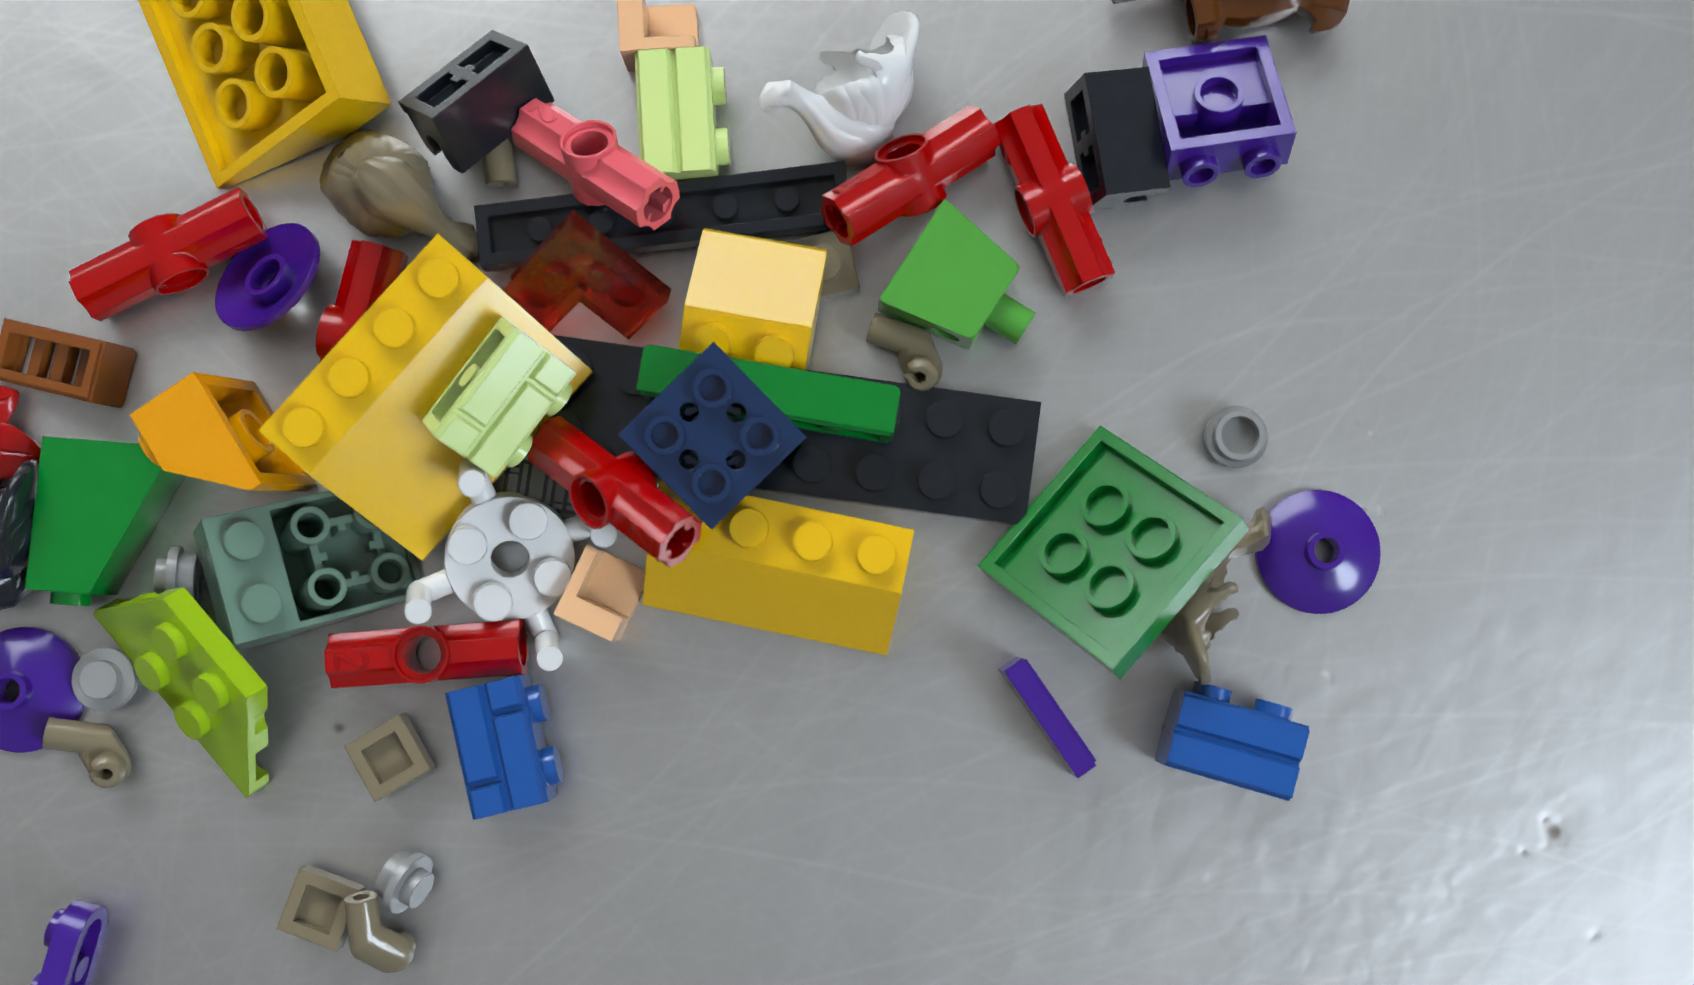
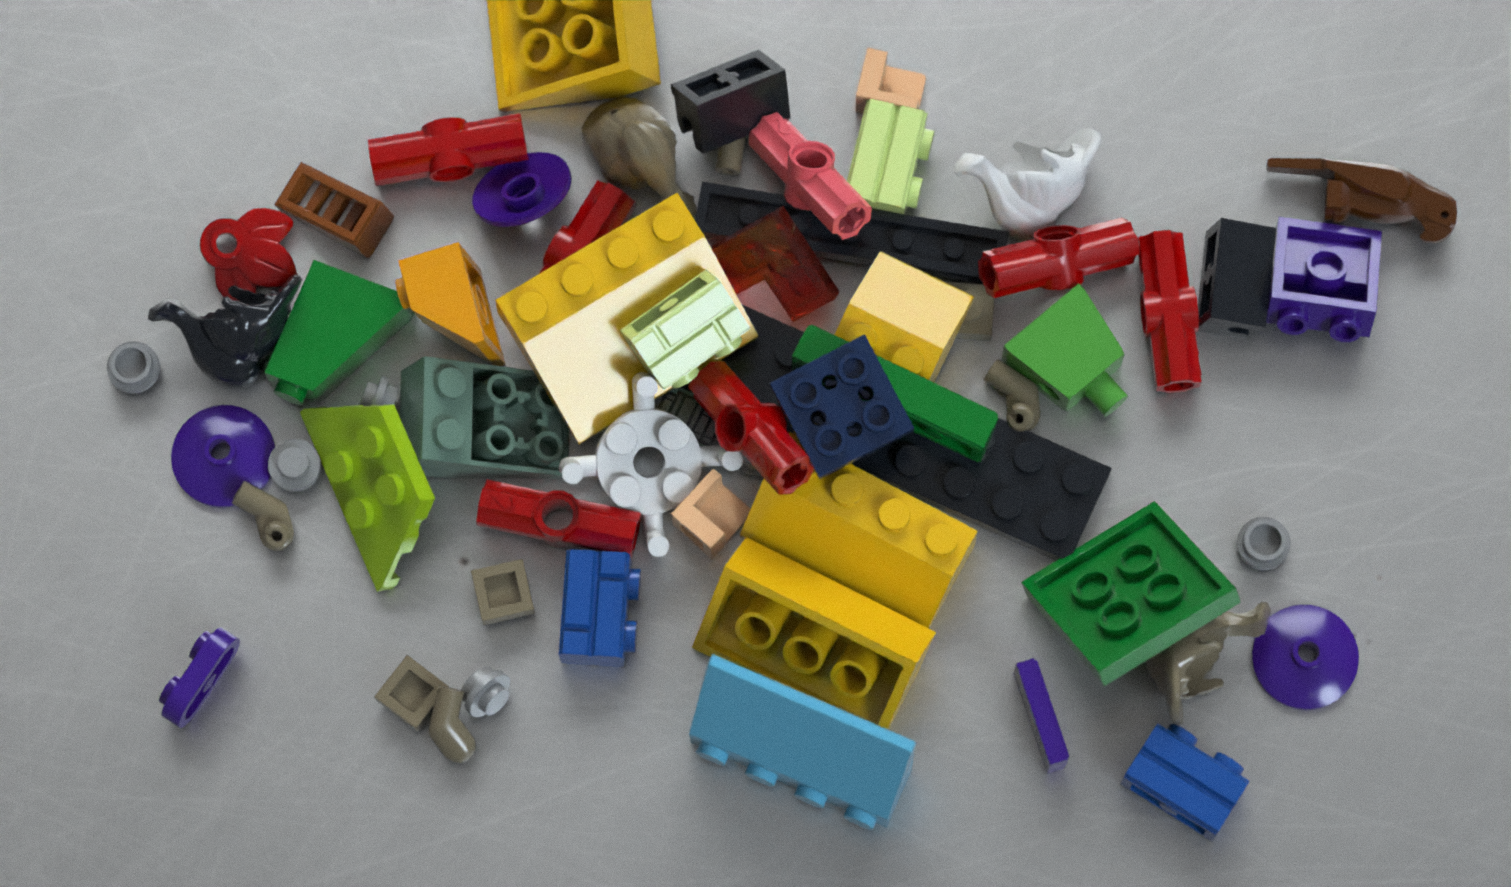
camera: 20 degrees right, 10 degrees down
(761, 704) = (812, 634): none -> yellow slope
(784, 843) = (800, 743): none -> medium azure slope

